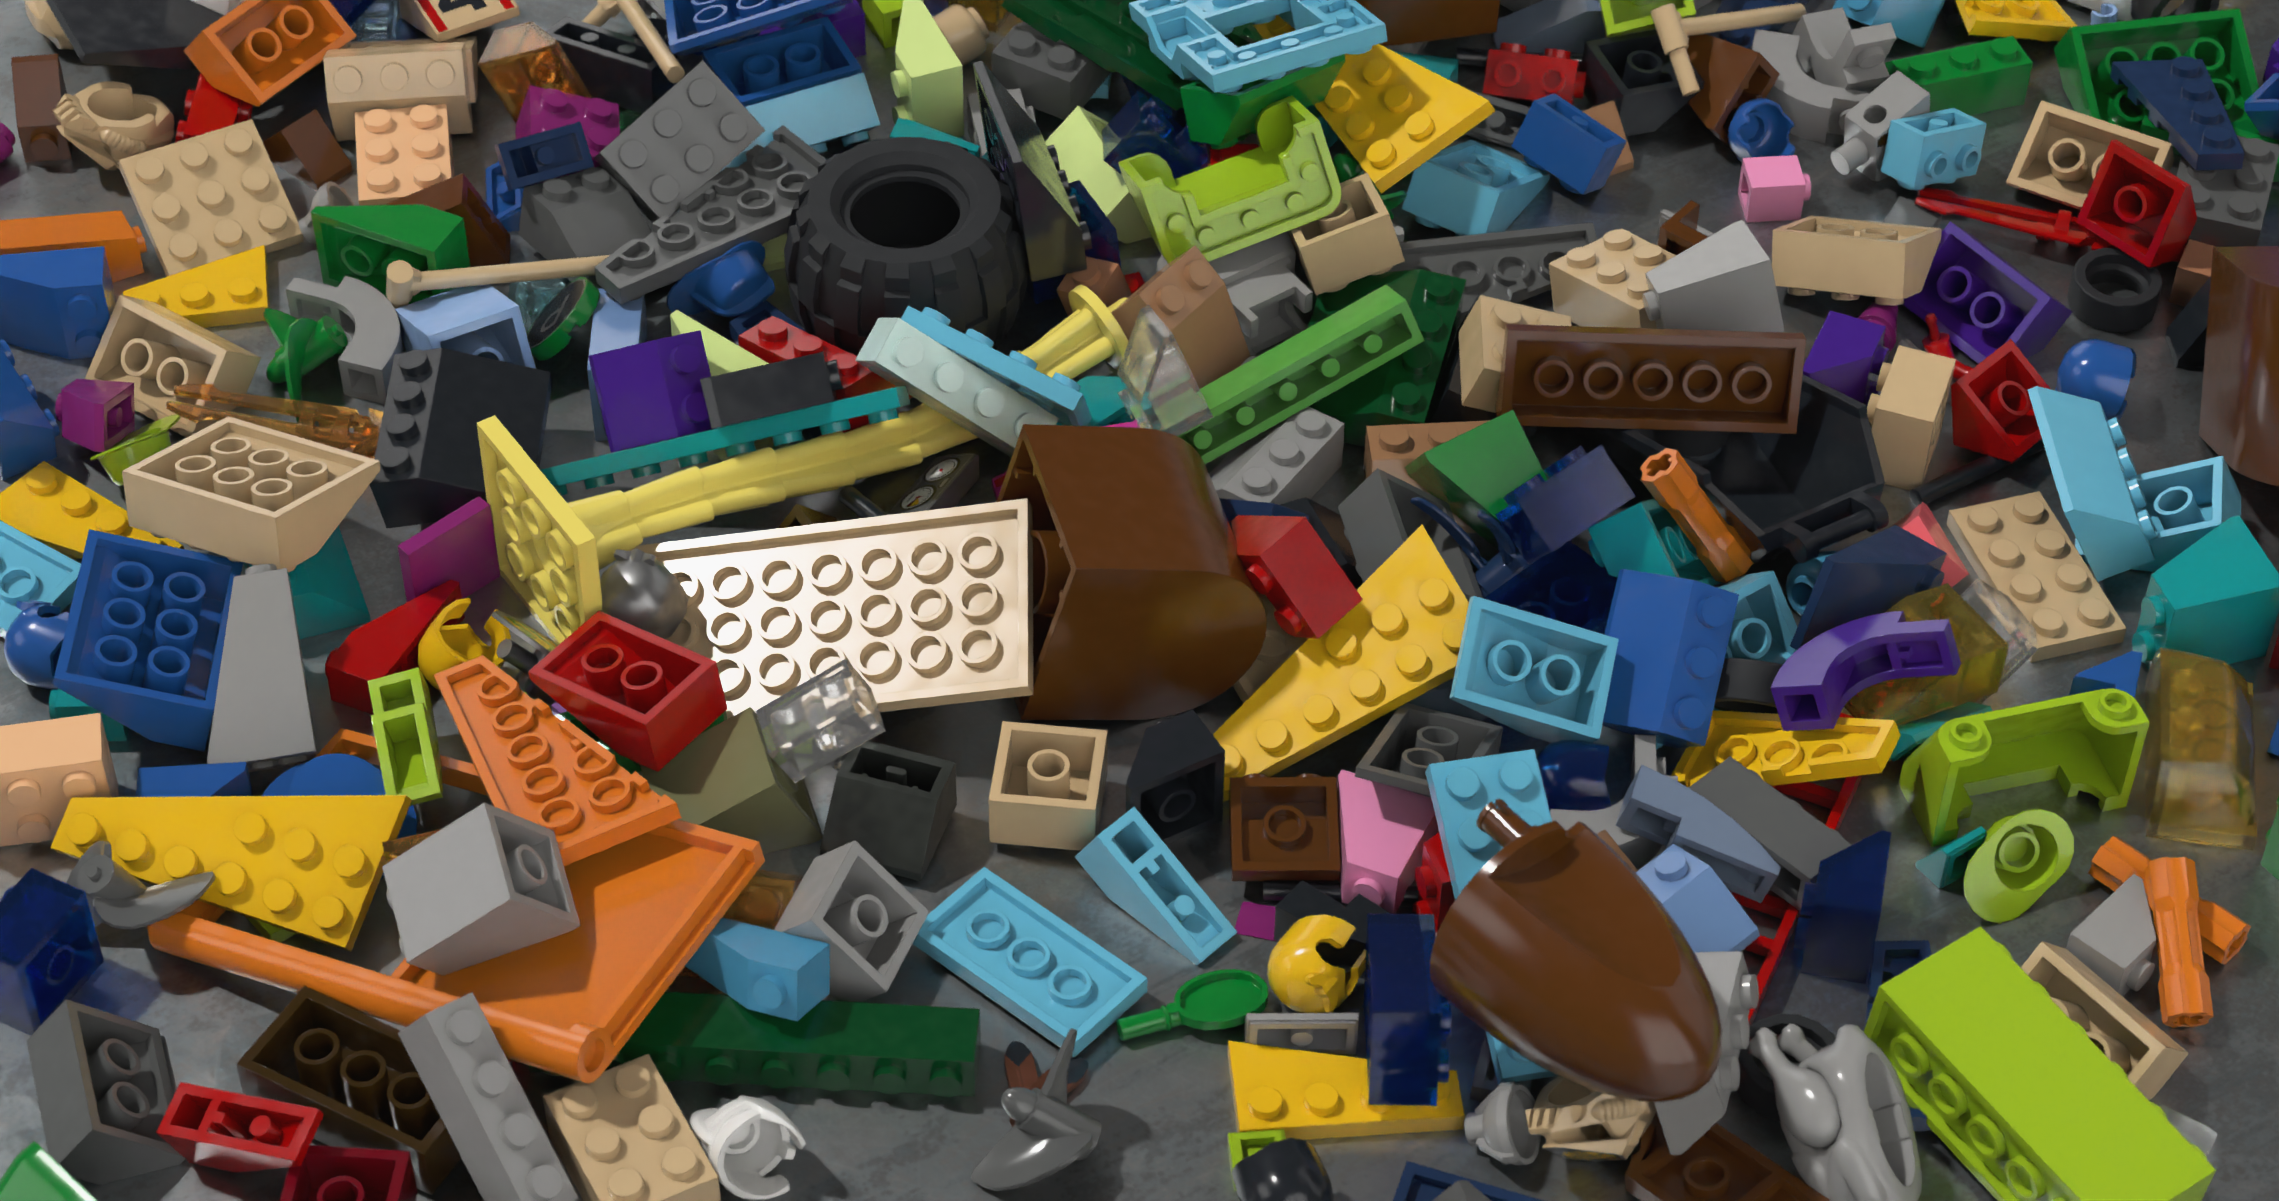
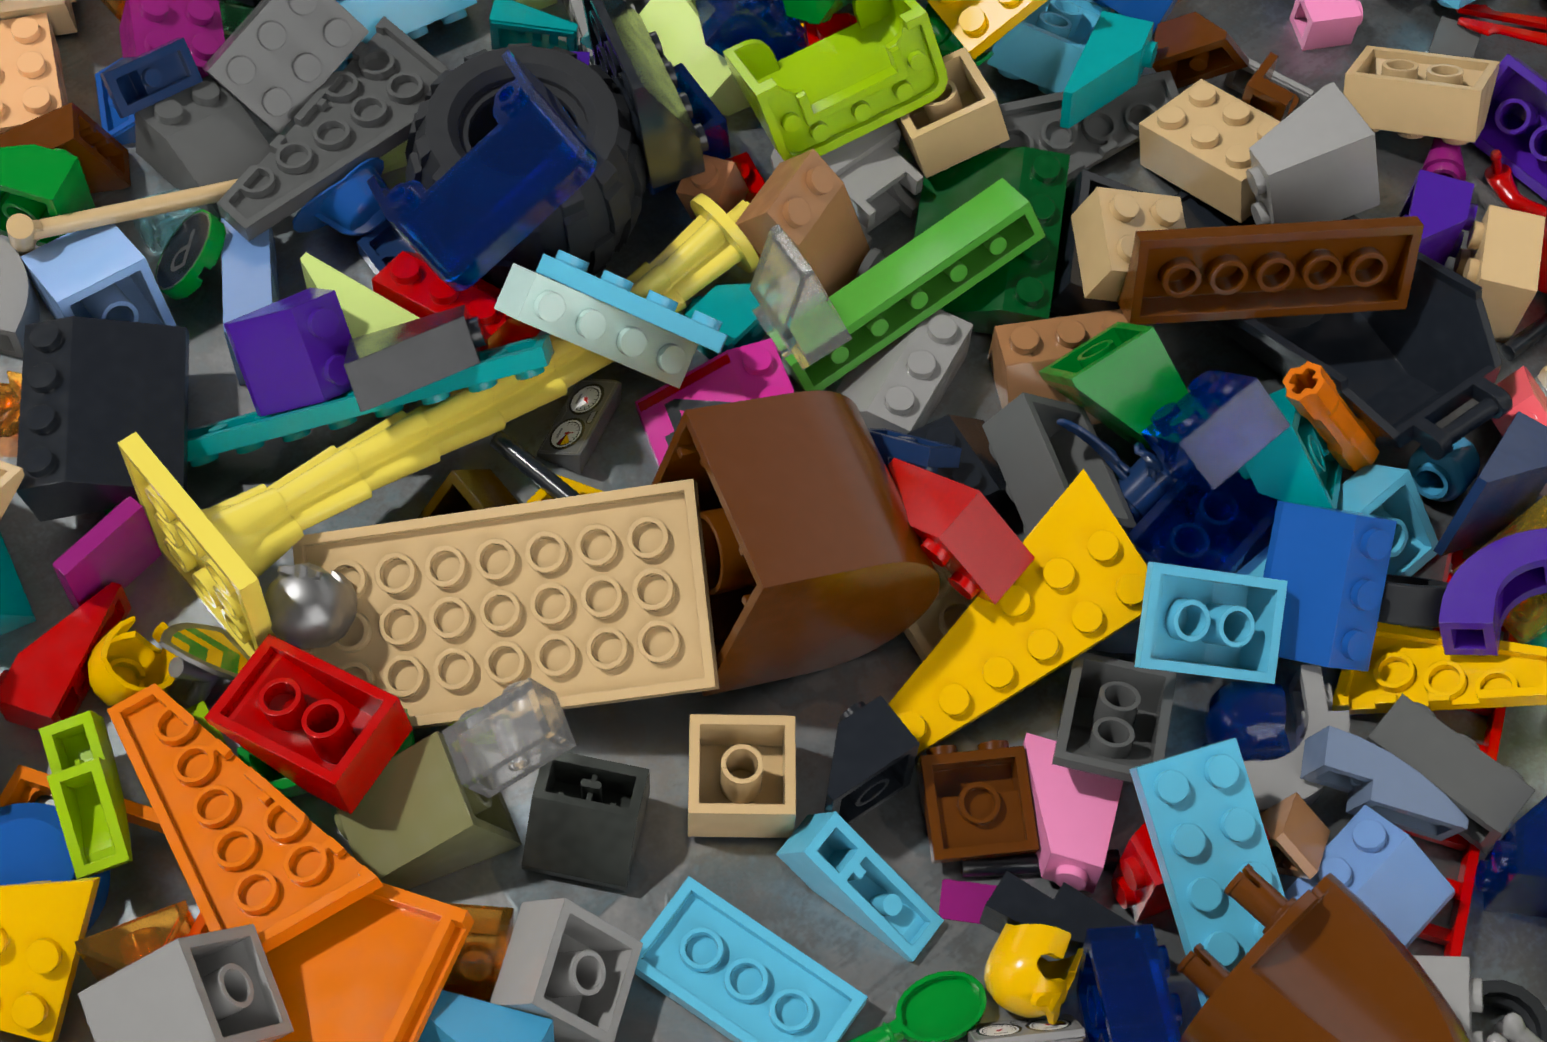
camera: 10 degrees left, 15 degrees up
(865, 246) = (496, 188): none -> clear blue windscreen
(1521, 209) = (1108, 65): none -> teal slope
(1619, 202) = (1195, 50): none -> reddish brown slope

